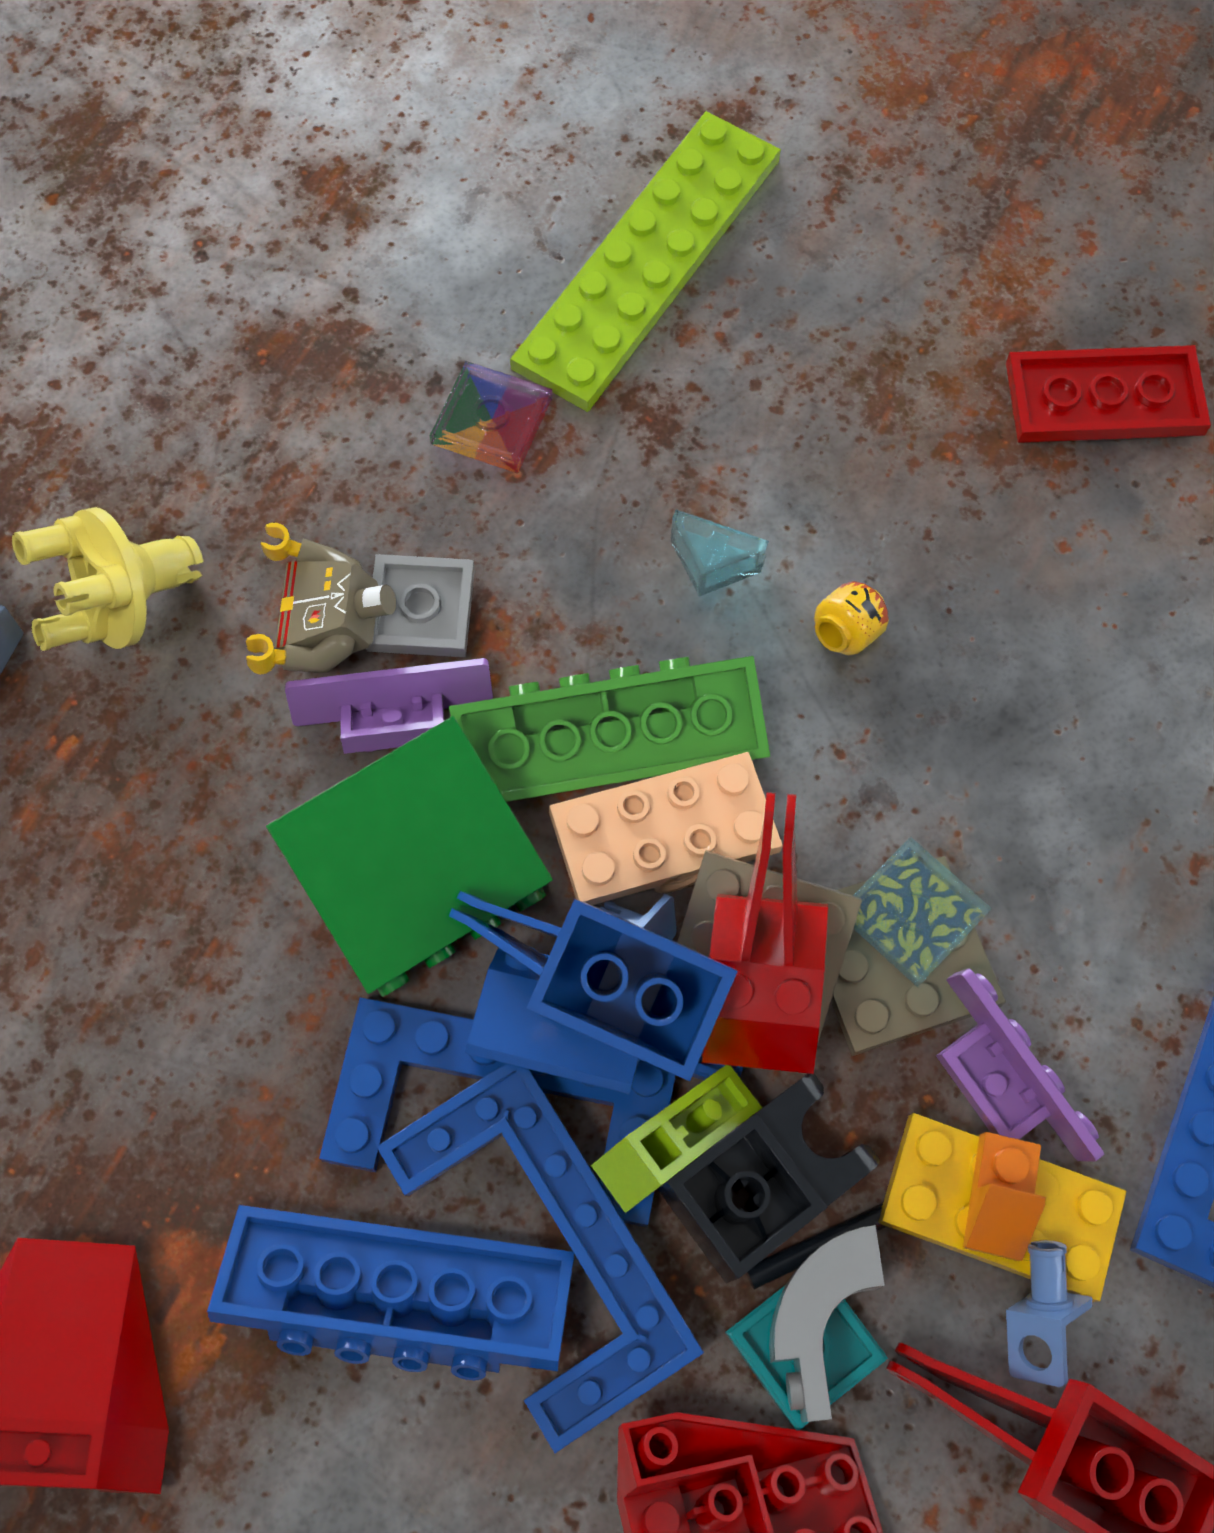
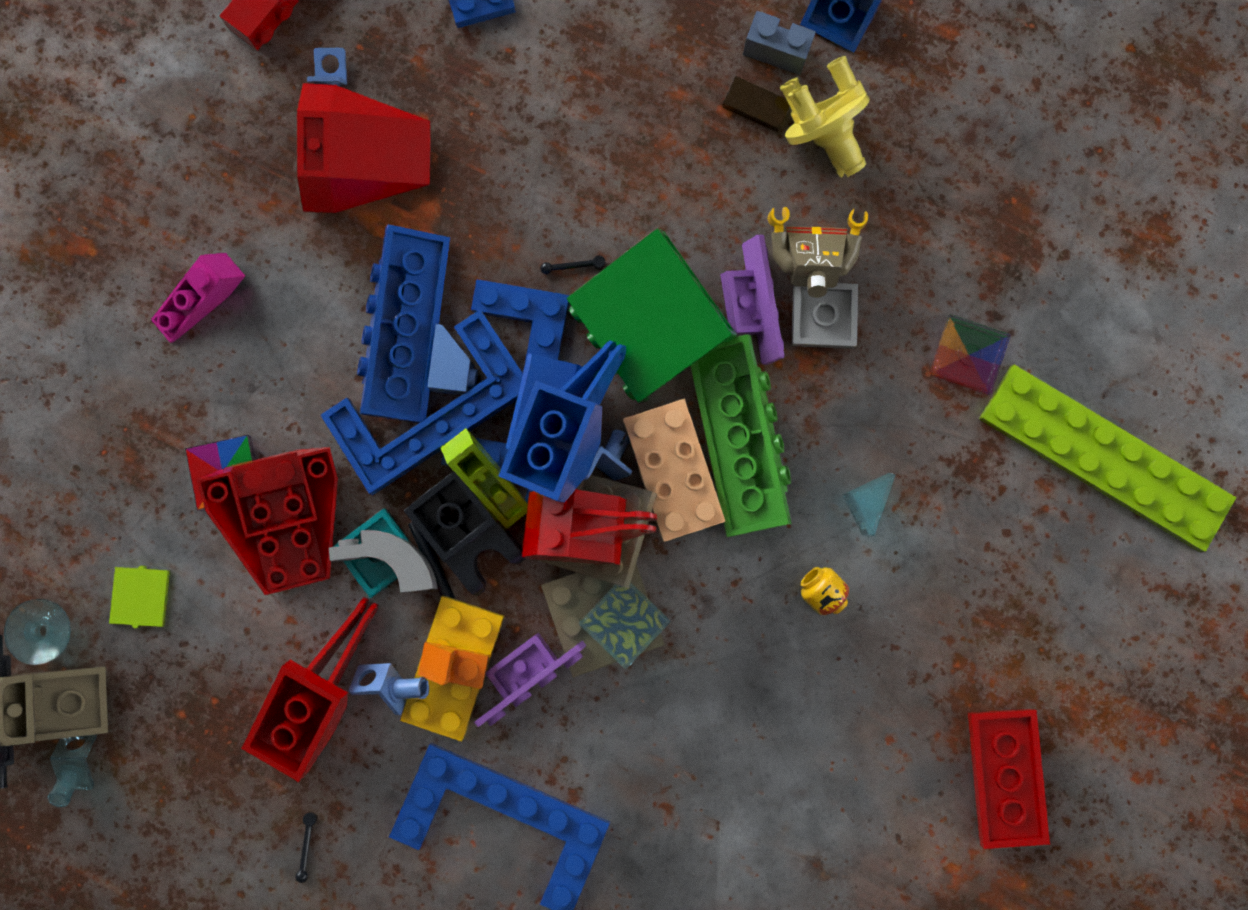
camera: 90 degrees right, 15 degrees up
(63, 695) = (756, 104): none -> dark brown tile
(305, 953) = (598, 262): none -> black hinge
(473, 1202) = (450, 367): none -> medium blue slope

